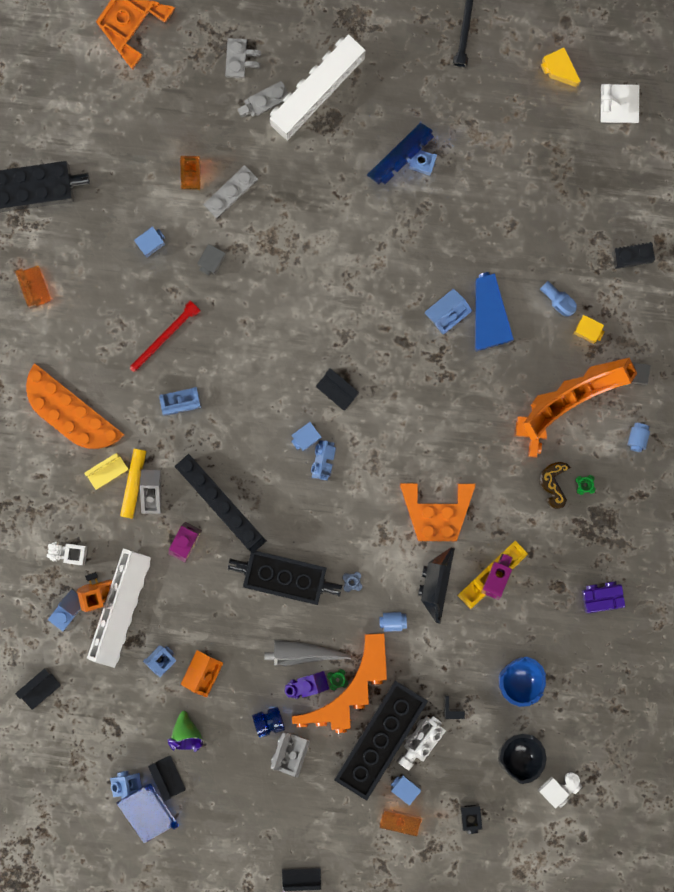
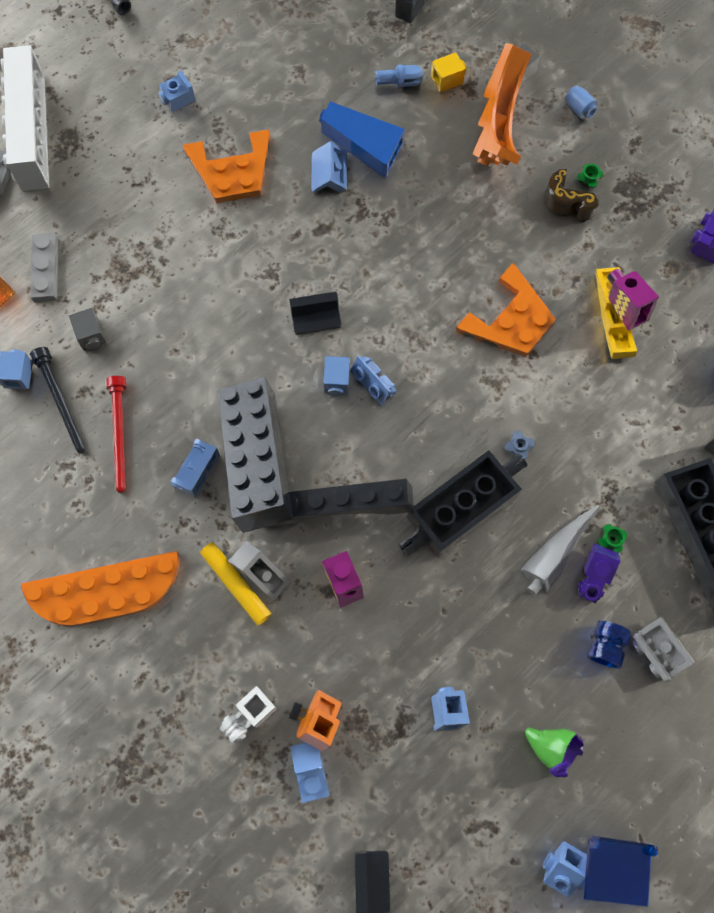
camera: 55 degrees left, 15 degrees down
(106, 471) = (197, 600): light yellow panel -> none
(119, 608) = (356, 708): white brick -> none
(167, 778) = (589, 812): black panel -> none
(170, 249) = (42, 358): none -> black piece
(201, 673) = (498, 676): orange panel -> none
(212, 433) = (254, 455): none -> brick
(356, 694) = (649, 562): orange arch -> none
(392, 252) = (235, 175): none -> orange wing
(393, 621) = (593, 435): medium blue brick -> none
(397, 157) = (153, 101): clear blue windscreen -> none
(436, 583) = (587, 366): black wedge -> none
(534, 446) = (502, 179): orange brick -> none

